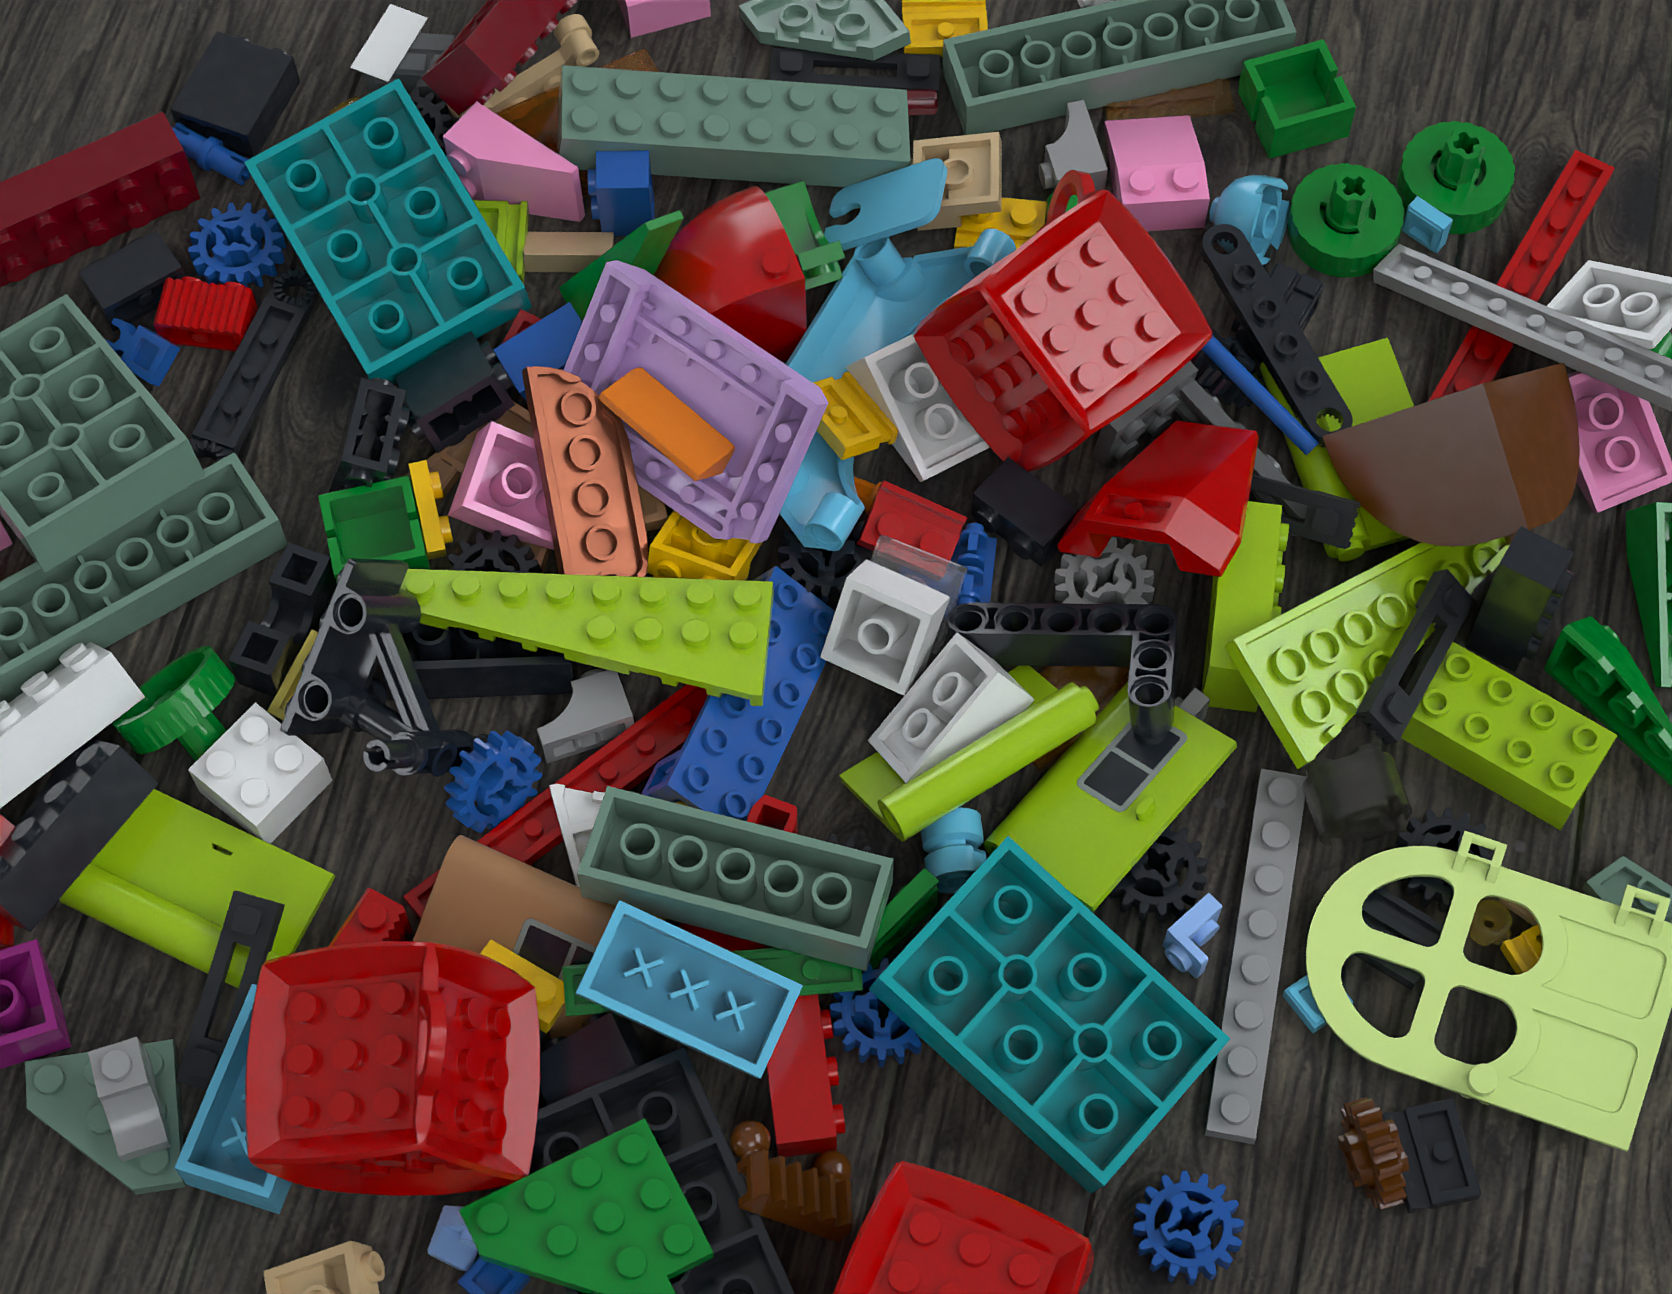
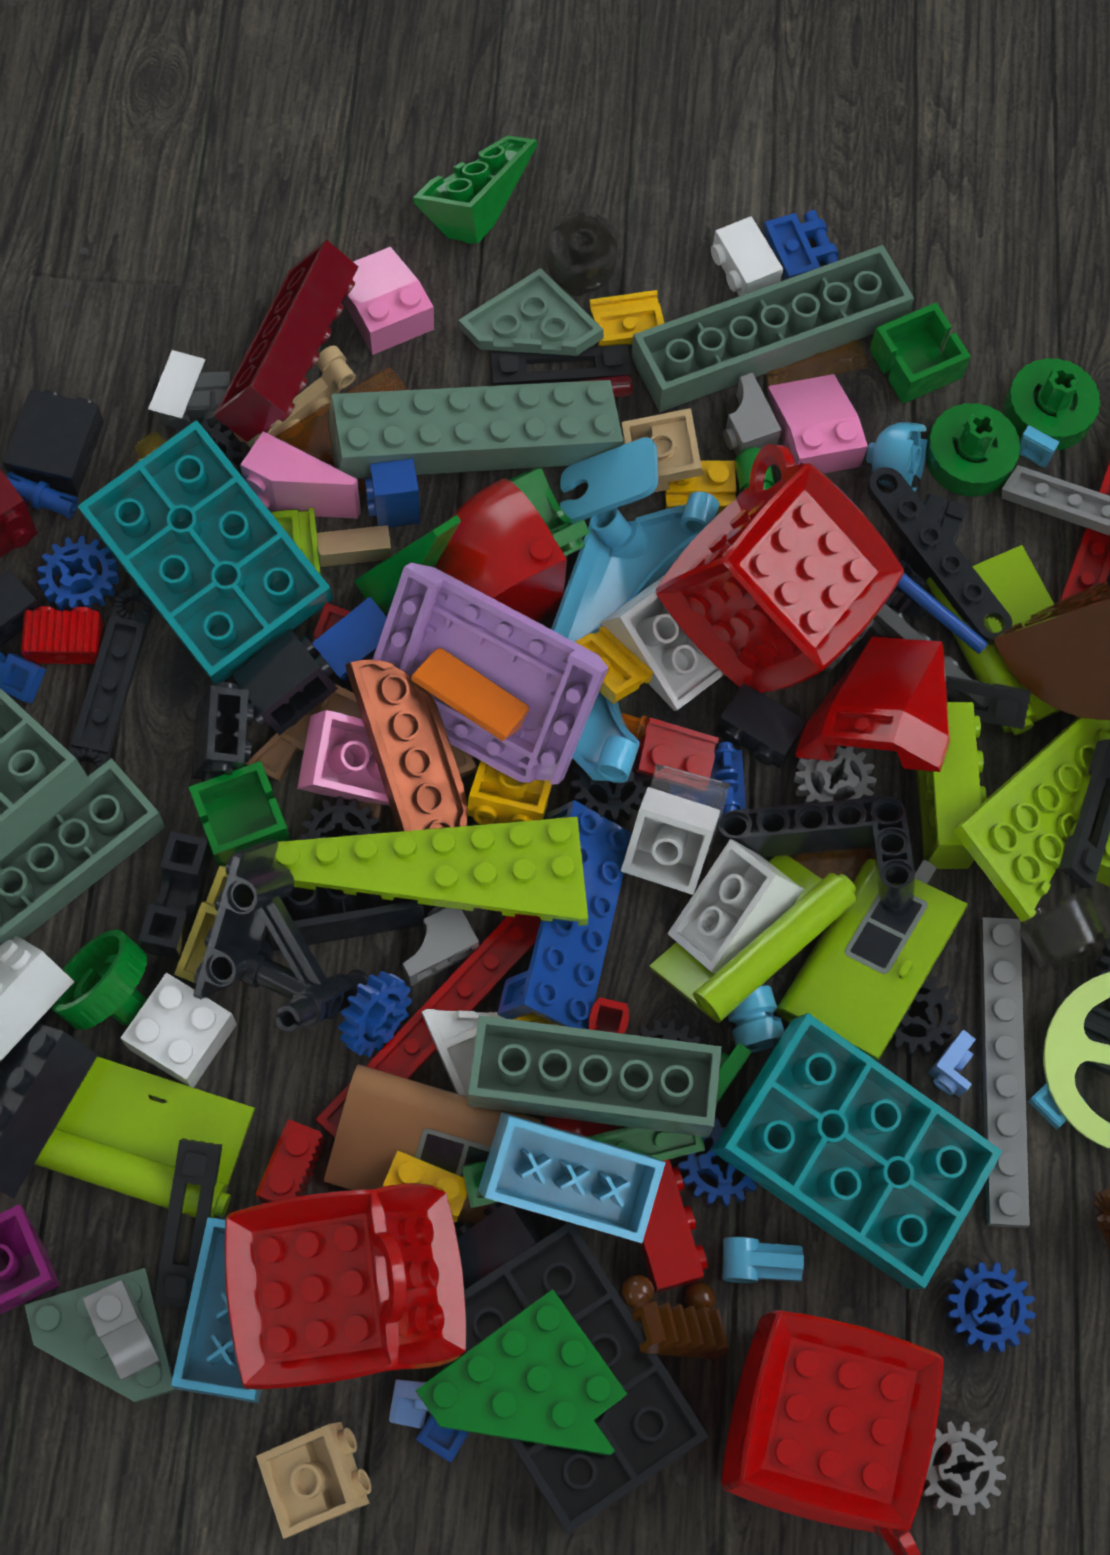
camera: 15 degrees left, 5 degrees up
(435, 528) = (276, 769): yellow plate -> none
(900, 1131) = (750, 1261): none -> medium azure piece

